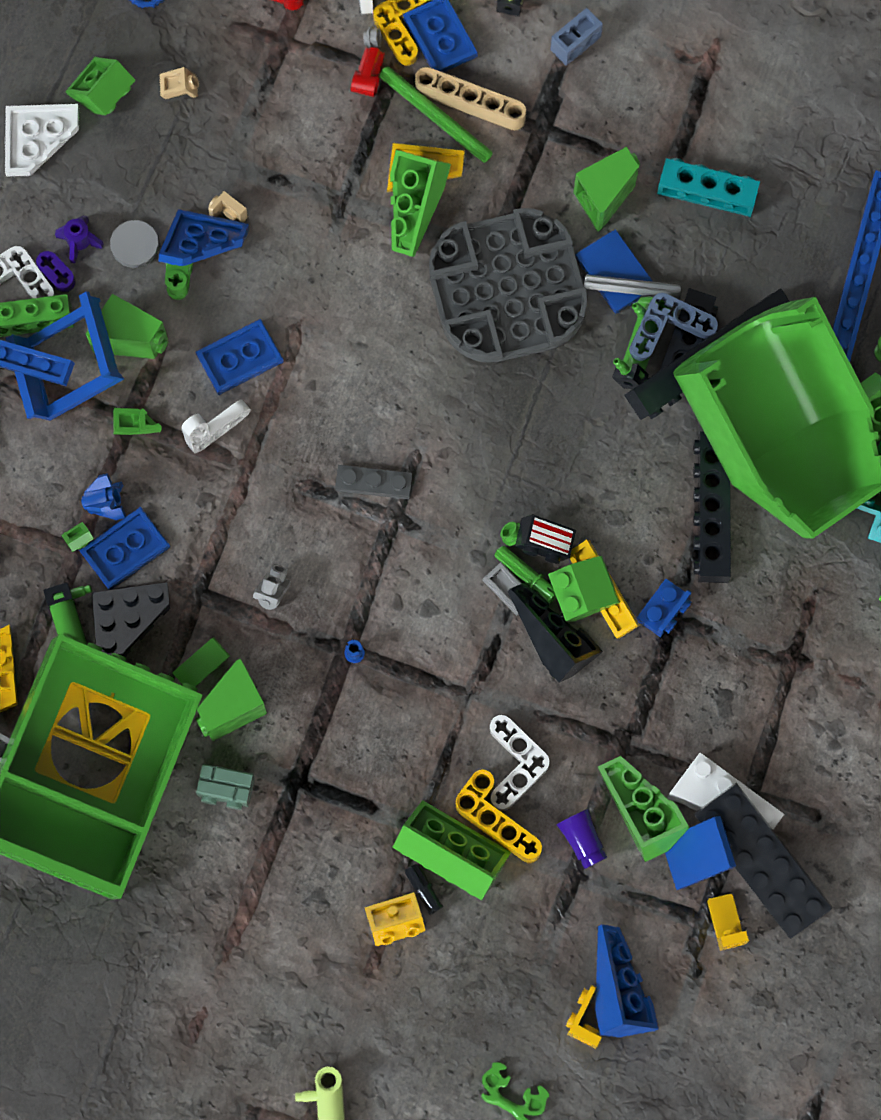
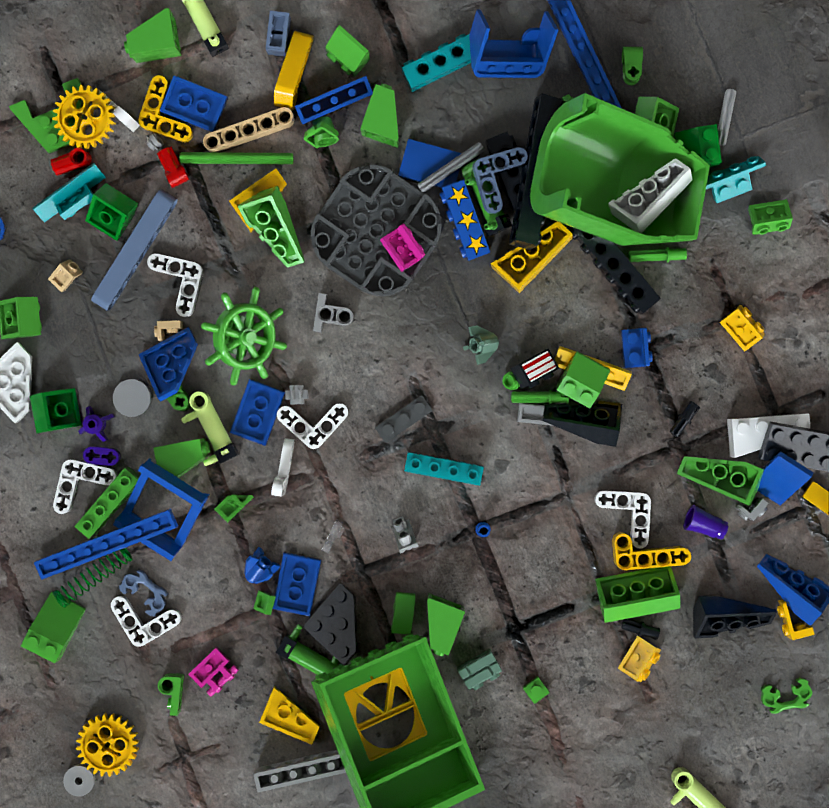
camera: 35 degrees left, 15 degrees up
(53, 193) = (55, 410): none -> green slope
(176, 360) = (213, 428): none -> yellowish green piece
(207, 529) = (336, 531): none -> clear plate
(251, 19) = (70, 196): none -> teal bracket
(262, 858) = (536, 690): none -> bright green plate
(263, 115) = (134, 250): none -> sand blue beam
(272, 416) = (309, 430): none -> white beam
(274, 63) = (111, 211): none -> green slope
(288, 180) = (186, 279): none -> white beam
(290, 265) = (238, 334): none -> bright green piece
(292, 369) = (296, 394): none -> light grey gear
(369, 558) = (444, 468): none -> teal brick
(394, 330) = (335, 314): none -> light grey tile
(515, 472) = (483, 343): none -> sand green brick
(518, 317) = (403, 247): none -> dark pink bracket
(519, 948) = (722, 614): none -> black wedge
(538, 158) = (323, 133): none -> bright green piece
(558, 78) = (292, 70): none -> yellow beam
(573, 134) = (333, 100): none -> blue brick
(601, 346) = (465, 220): none -> blue brick
(622, 433) = (523, 265): none -> yellow wedge
(626, 104) = (347, 52): none -> bright green slope
(648, 870) = (757, 509): none -> light grey bracket
(652, 718) = (684, 418): none -> black axle
(764, 537) = (657, 255): none -> bright green axle
(778, 234) = (511, 57): none -> blue windscreen
(790, 678) = (743, 327): none -> yellow bracket
(807, 468) = (648, 200): none -> white wedge

